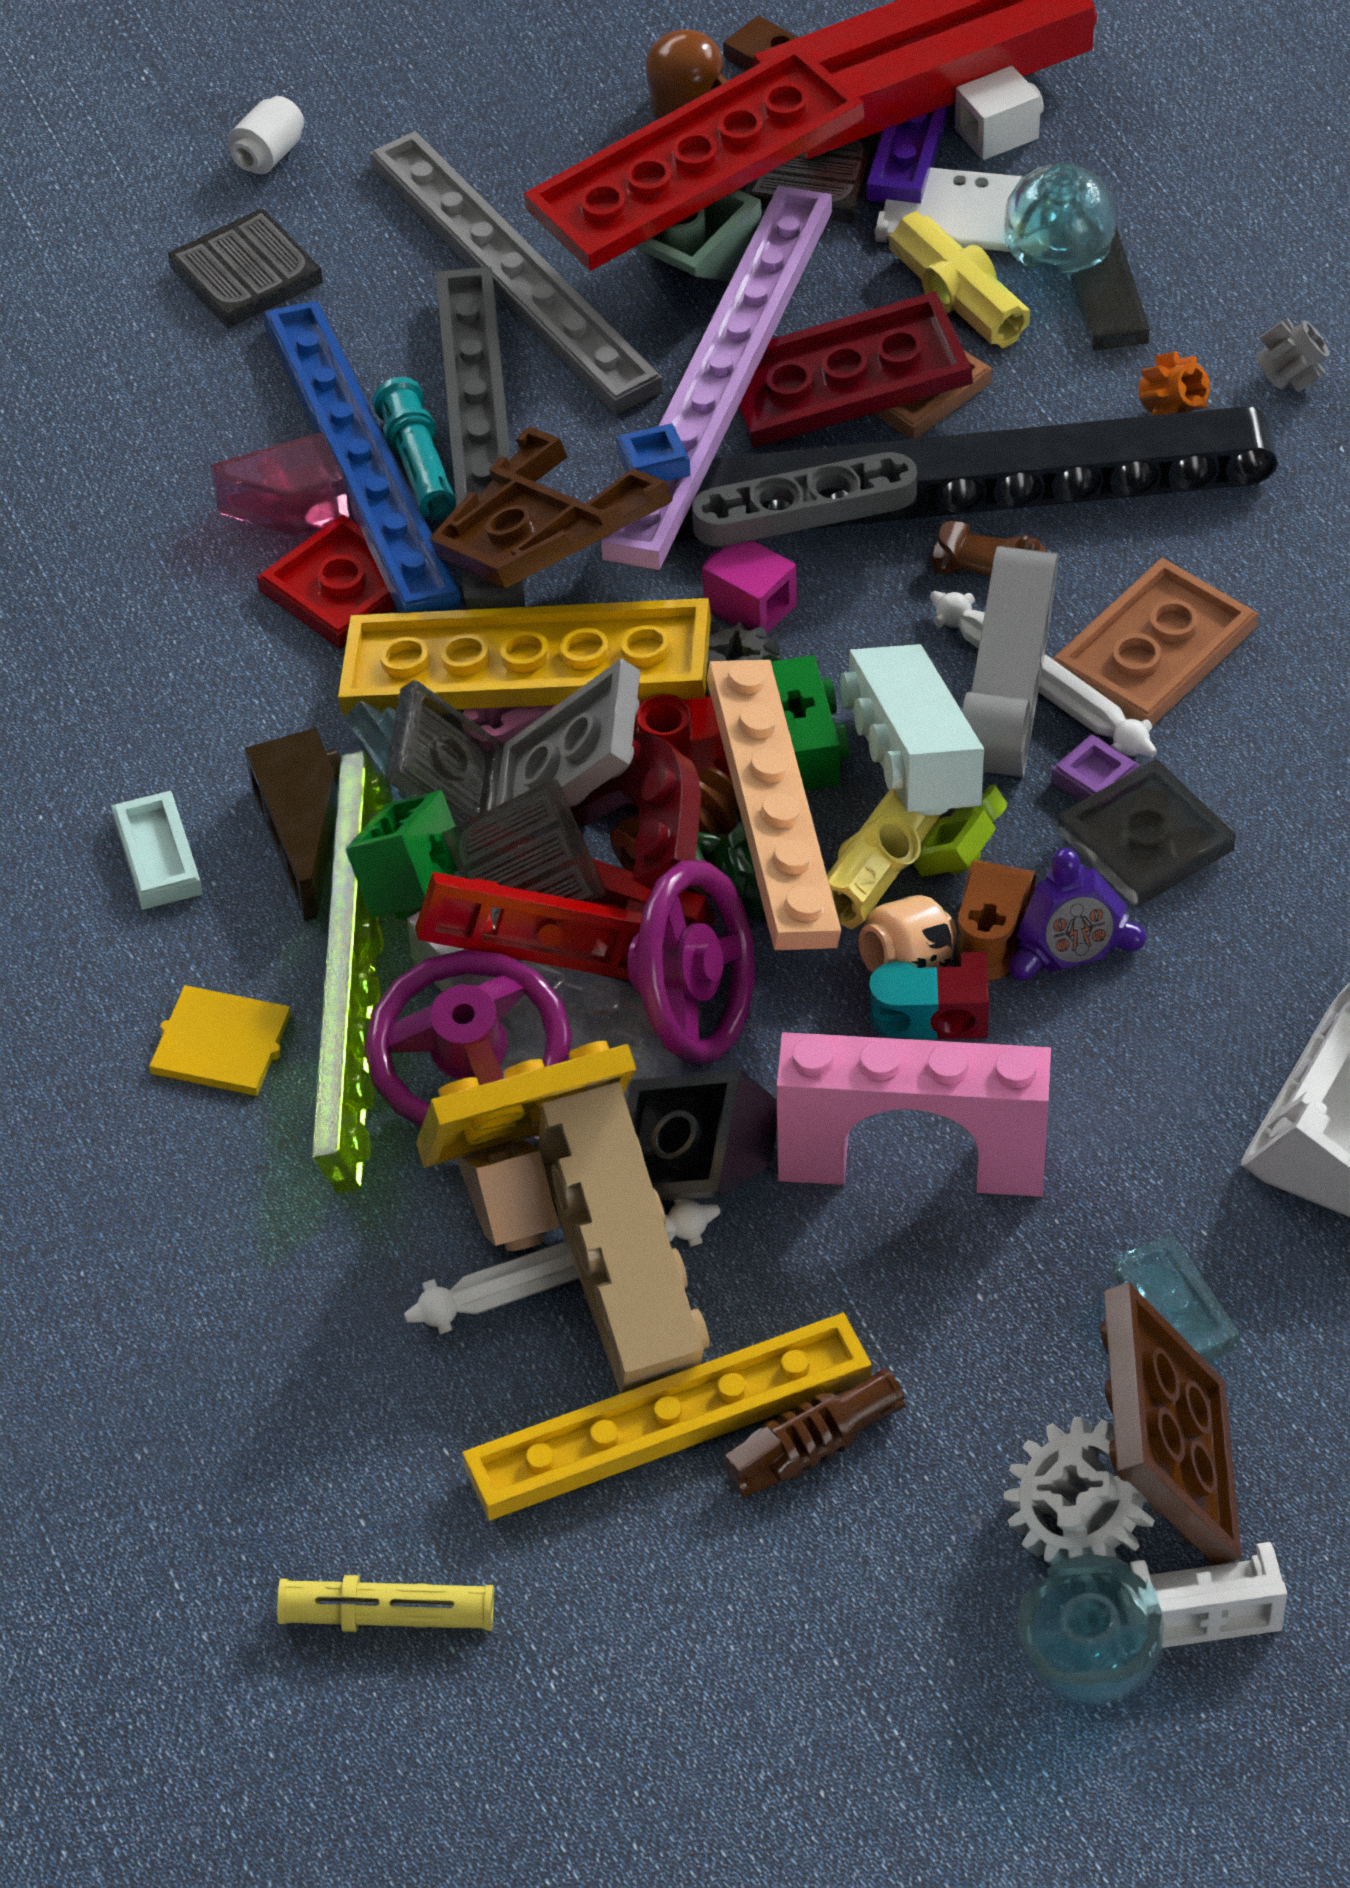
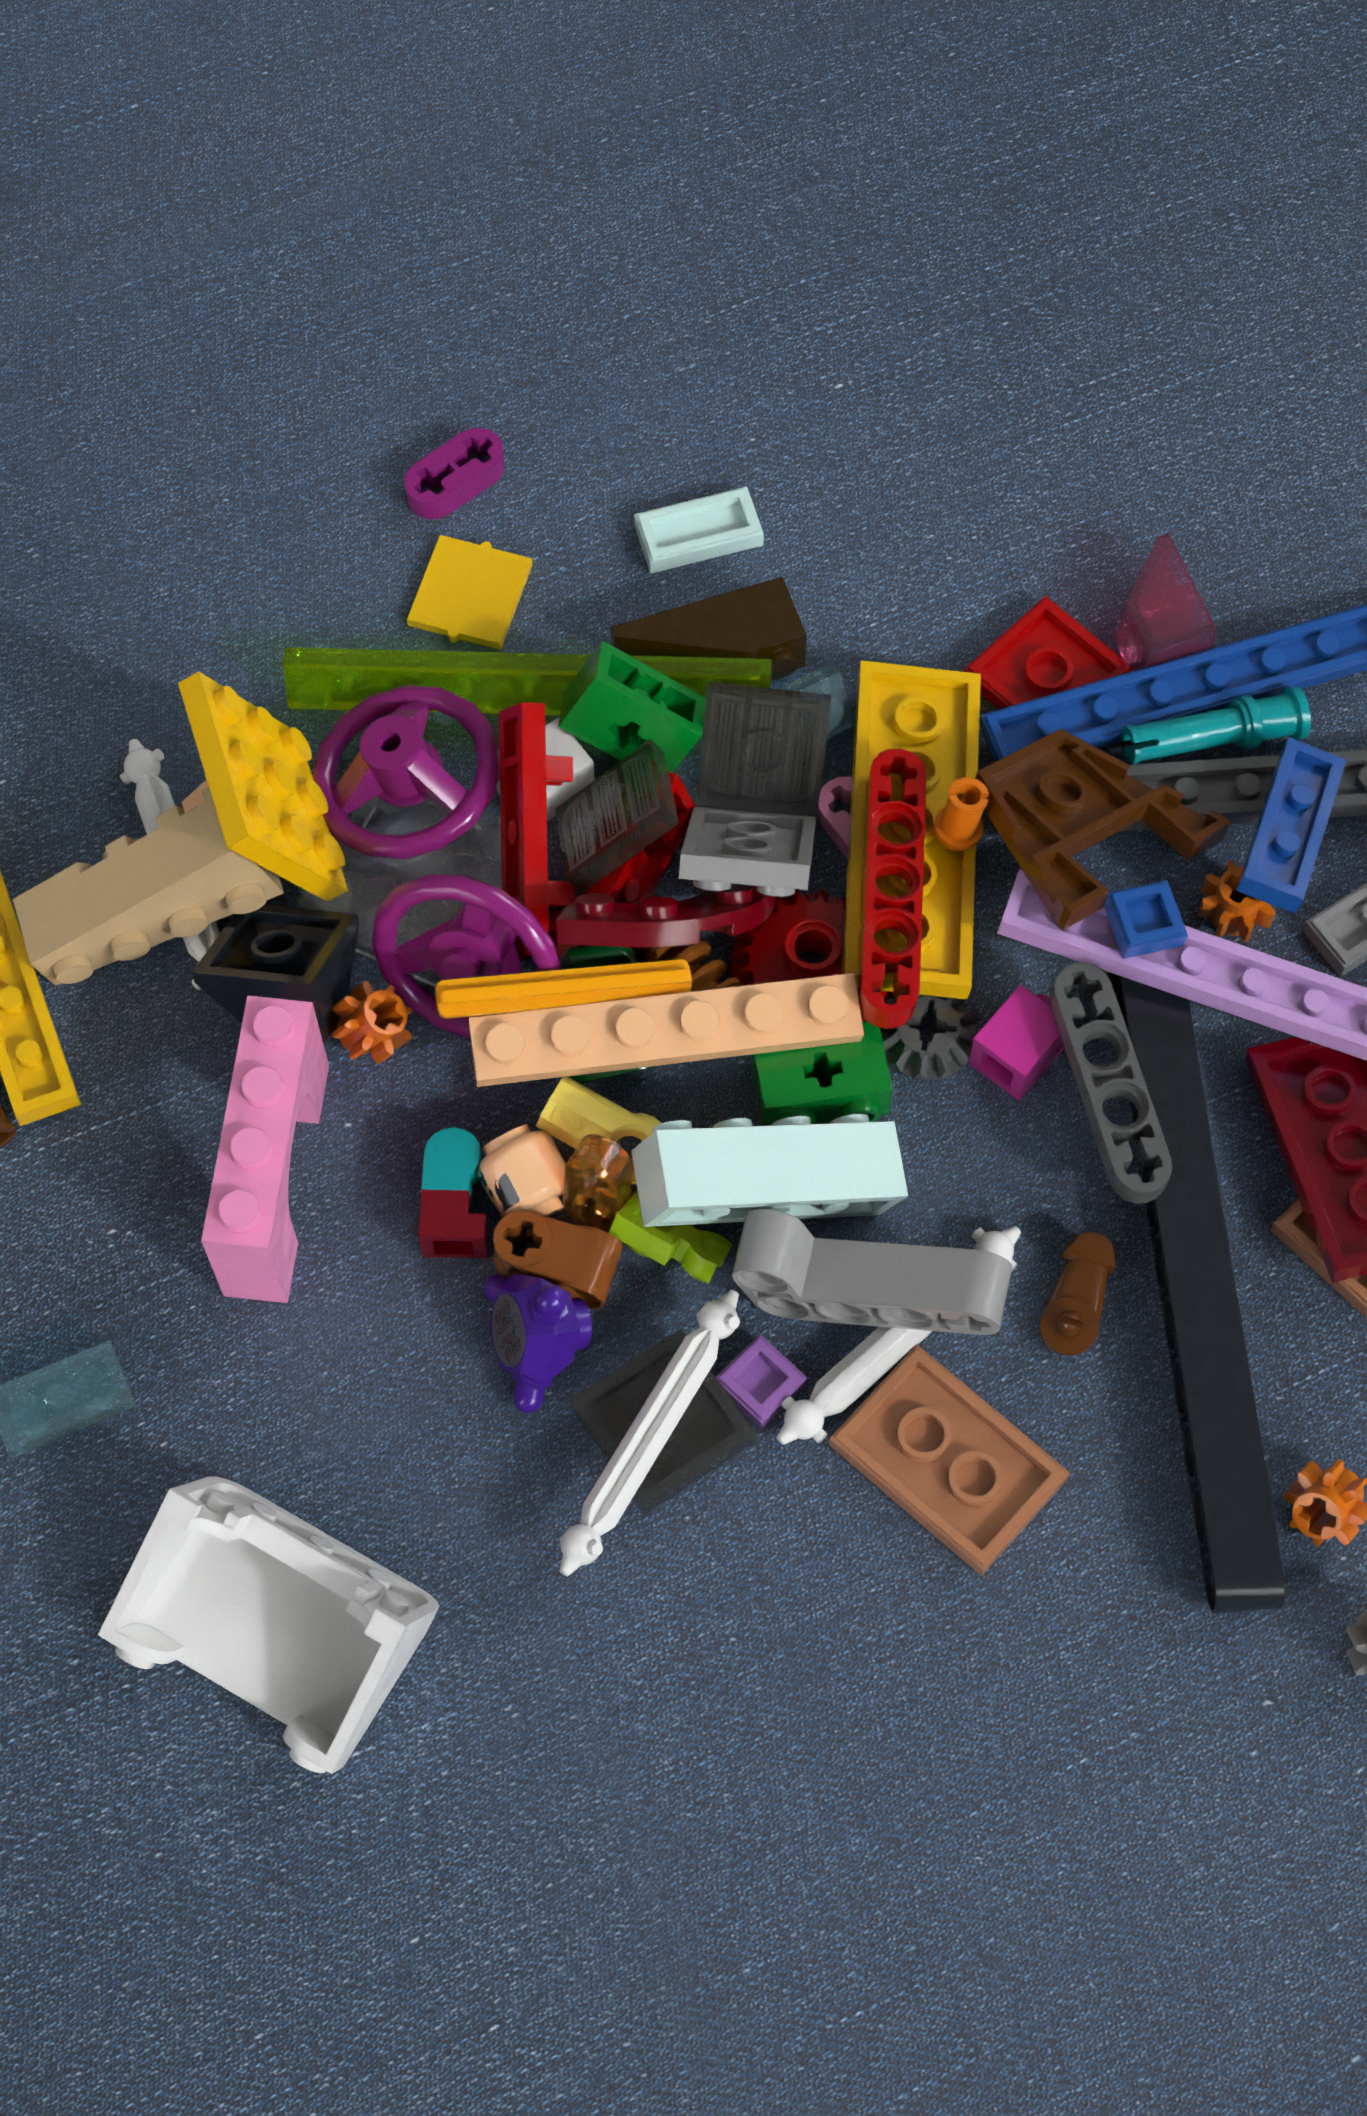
camera: 90 degrees right, 15 degrees up
(81, 1047) = (451, 470): none -> magenta beam
(537, 602) = (960, 822): none -> orange pin
(538, 378) = (1291, 825): none -> blue plate
(583, 634) = (889, 912): none -> red beam
(593, 438) = (1225, 913): none -> orange gear
(741, 866) = (560, 988): none -> light orange axle
(752, 1052) = (372, 1022): none -> orange gear
(926, 859) = (597, 1182): none -> clear orange beam
(1169, 821) = (648, 1433): none -> white wheel

